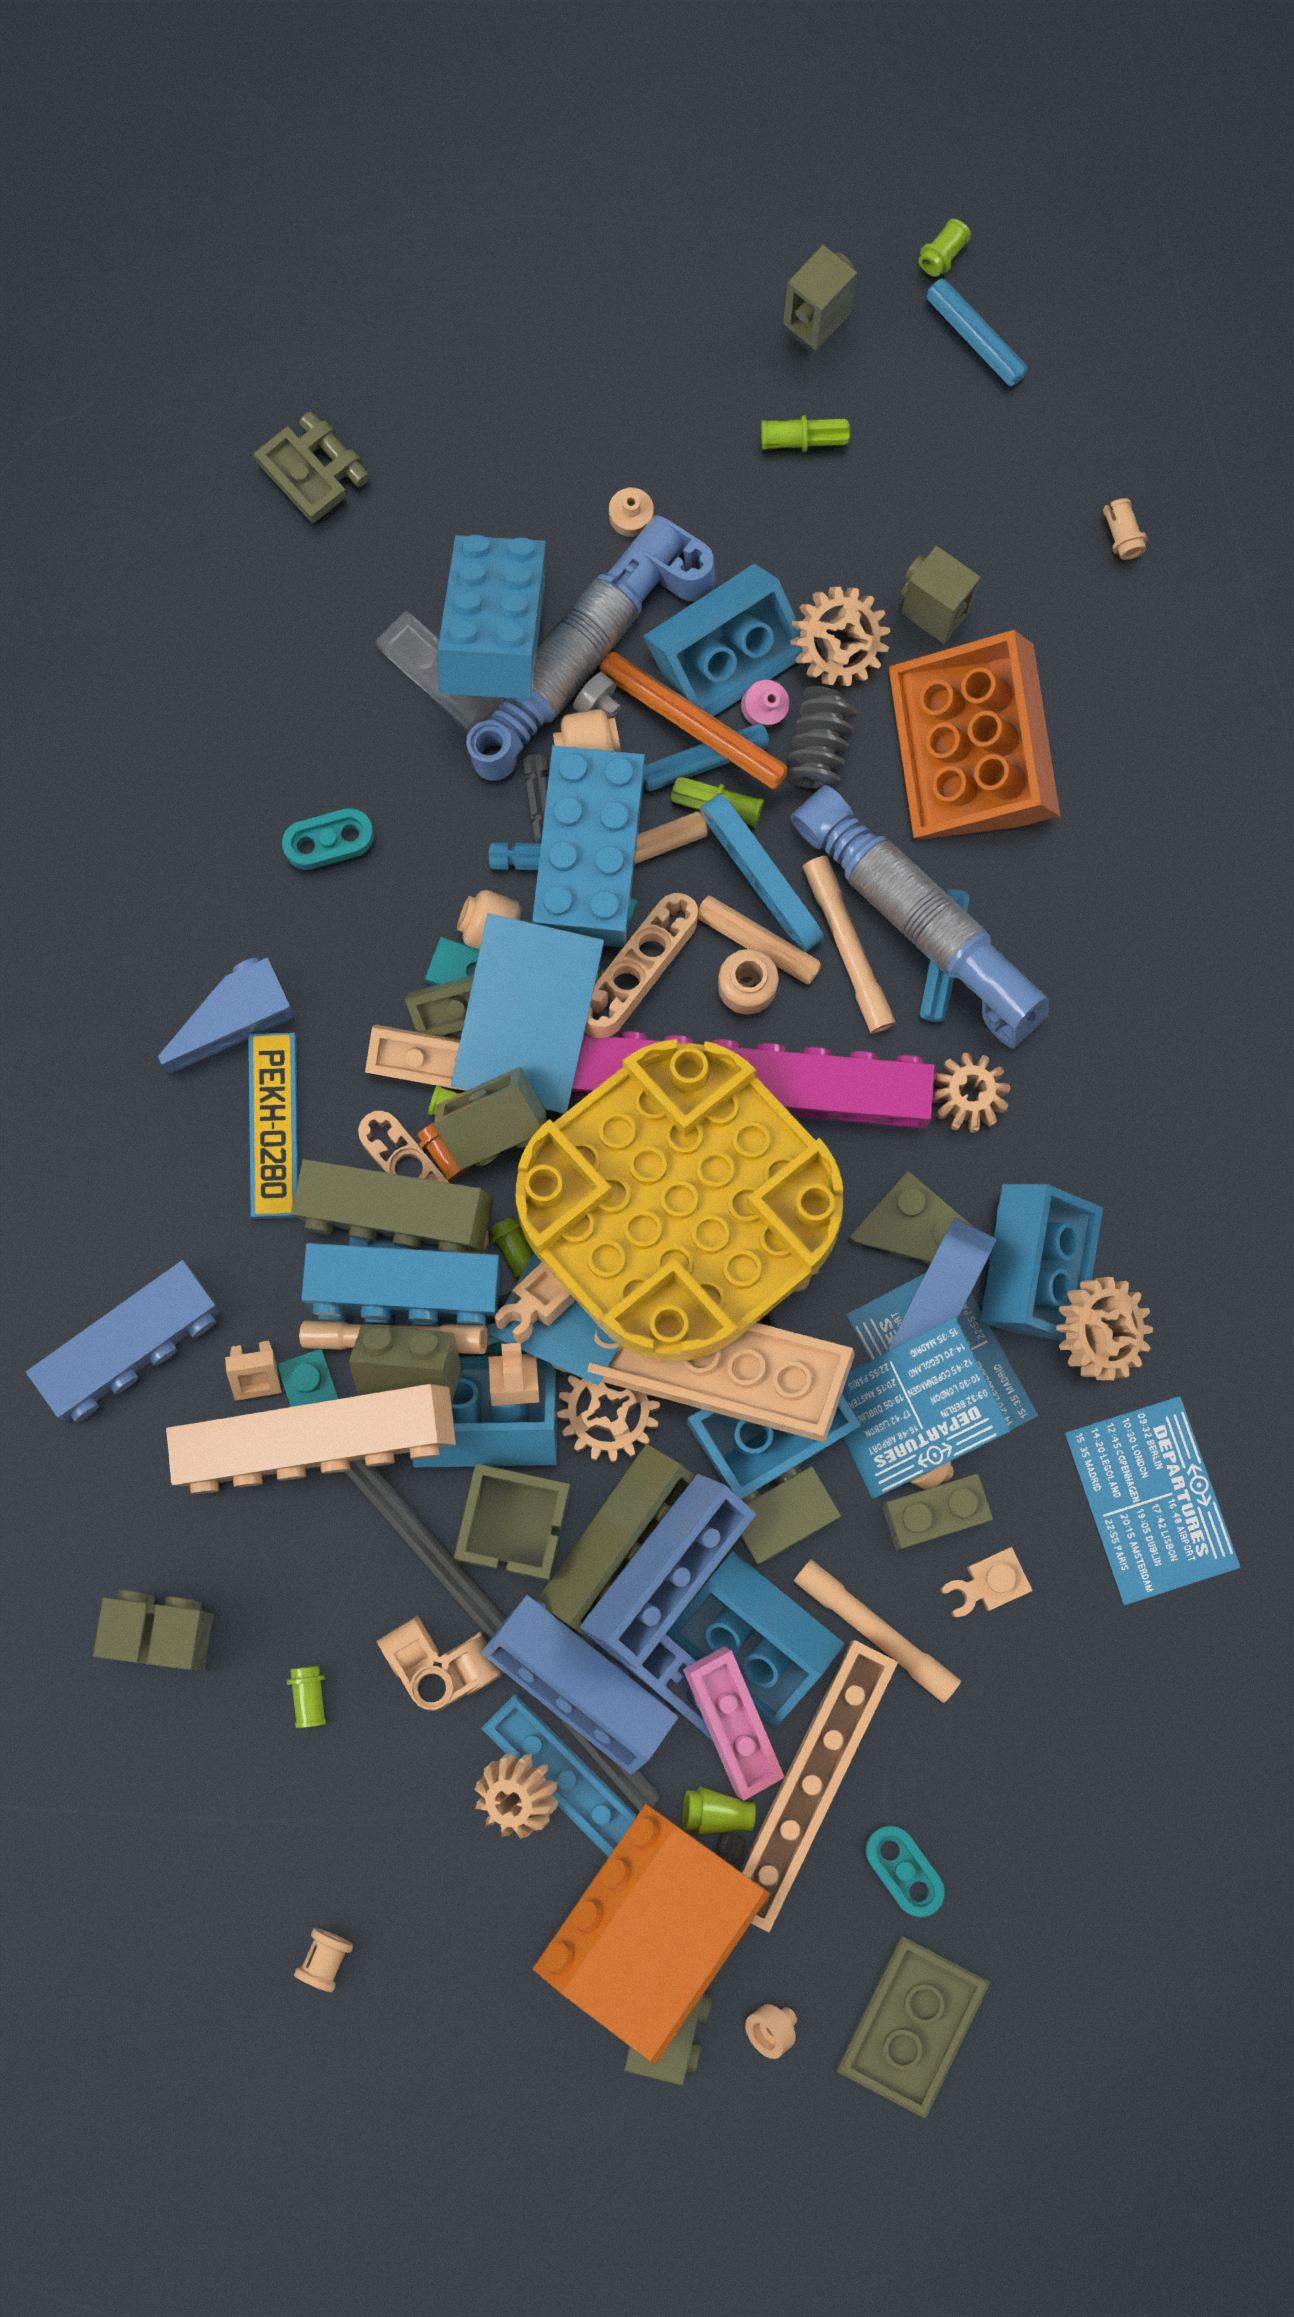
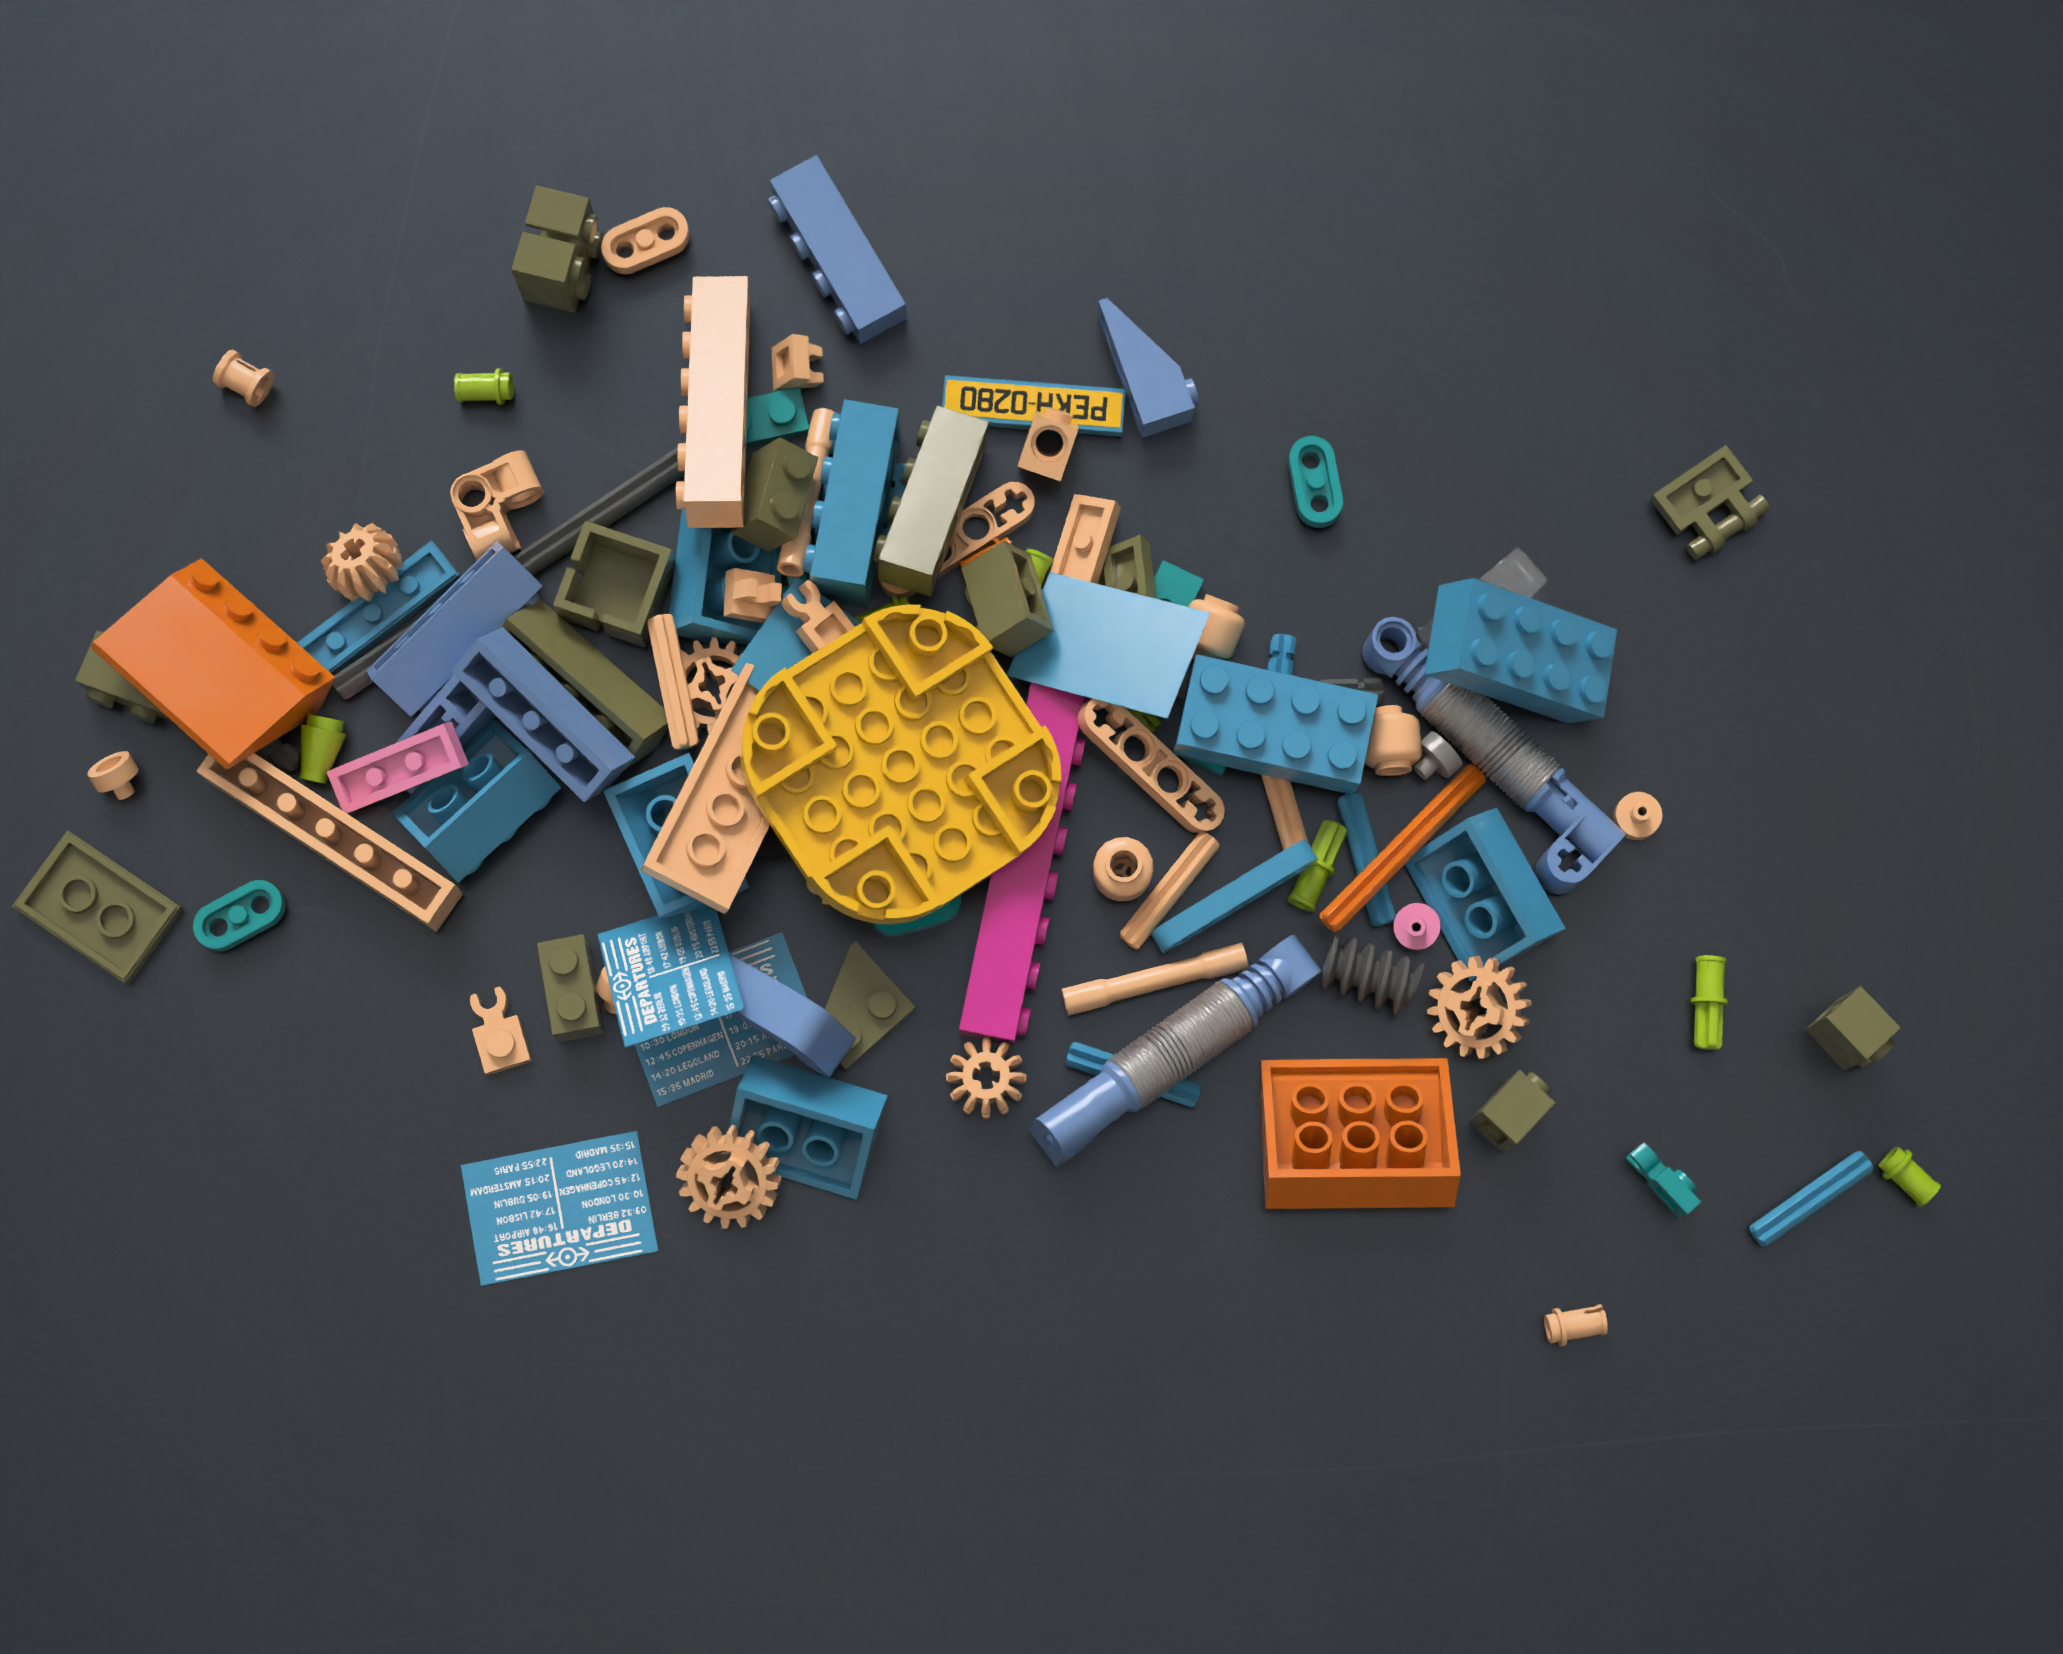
camera: 95 degrees right, 0 degrees up
(128, 1549) = (643, 237): none -> light nougat plate
(336, 1096) = (1043, 463): none -> light nougat brick
(612, 1447) = (673, 682): none -> light nougat axle
(787, 1514) = (590, 843): olive brick -> none
(919, 1665) = (507, 883): light nougat piece -> none
(985, 453) = (1671, 1187): none -> teal plate

